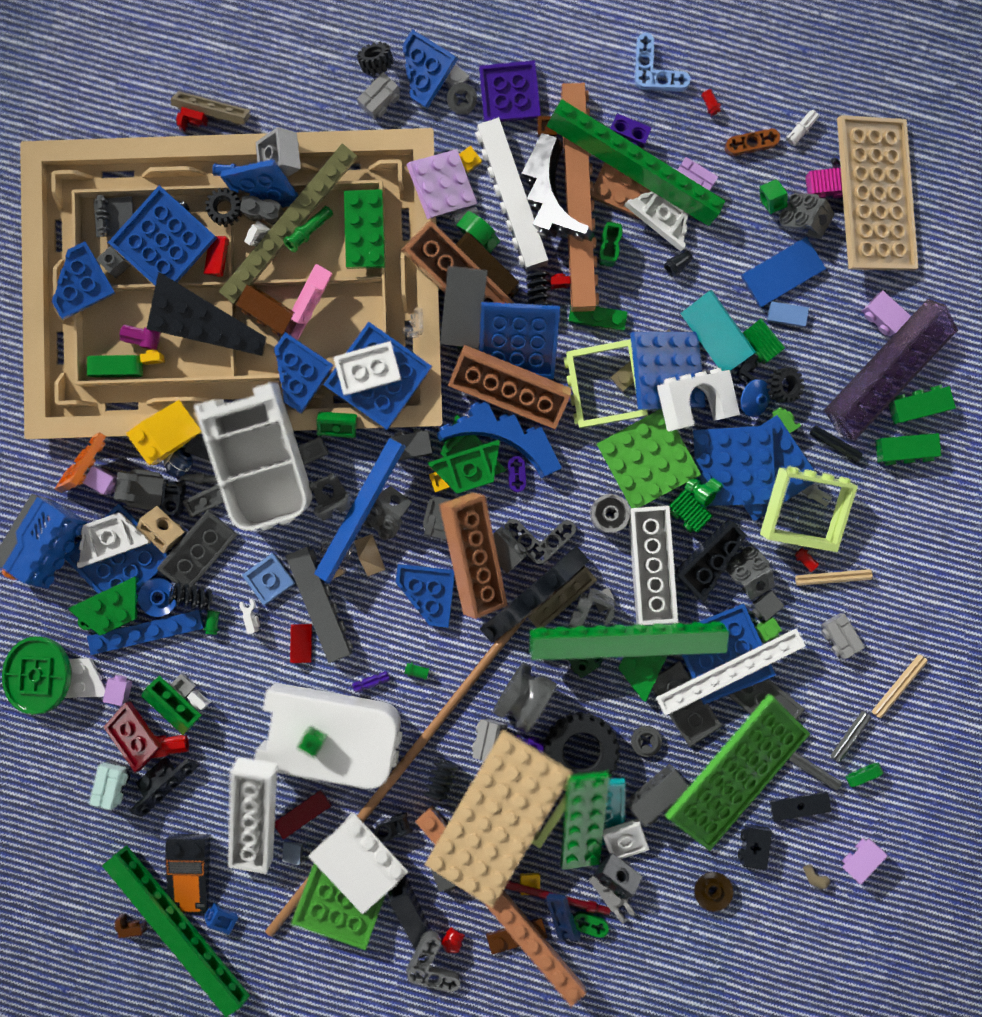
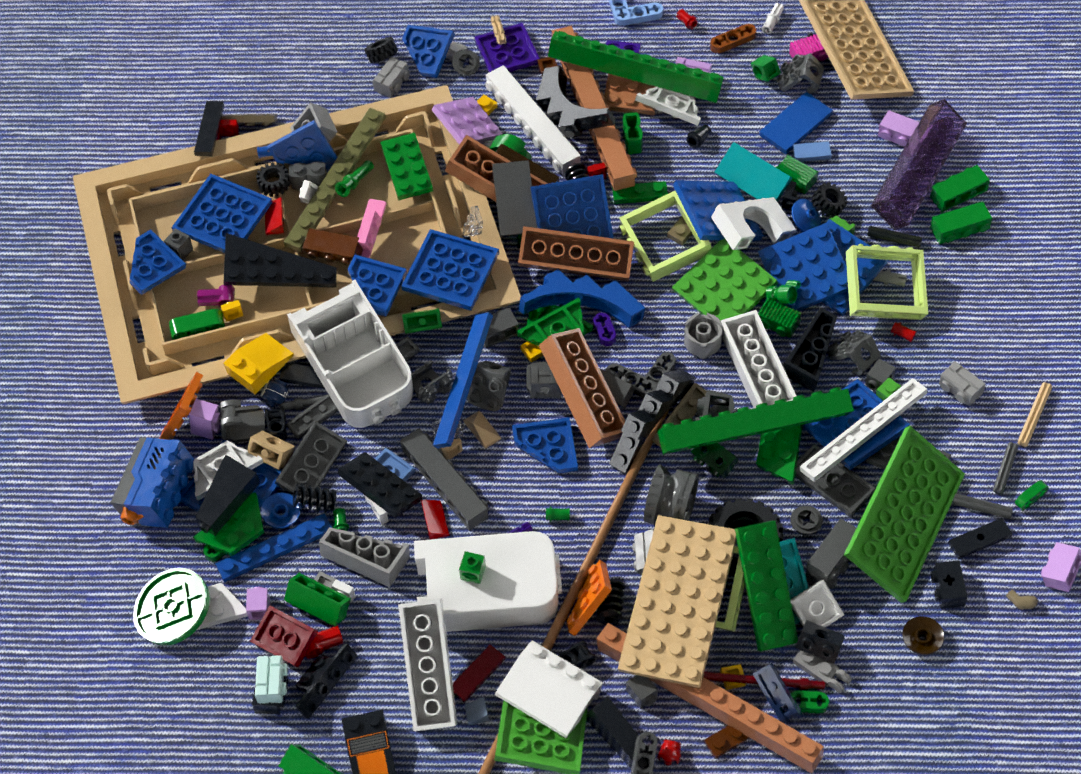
camera: 15 degrees left, 30 degrees down
(104, 578) = (226, 494): none -> black slope
(111, 214) = (166, 212): dark grey hinge -> none
(171, 119) = (209, 128): none -> black tile
(228, 672) = (367, 556): none -> light grey wedge
(255, 599) = (380, 484): none -> black plate
(367, 368) = (439, 260): white plate -> none
(423, 775) = (590, 597): none -> orange plate
(506, 53) = (498, 30): none -> tan axle
(833, 577) = (935, 340): tan axle -> none

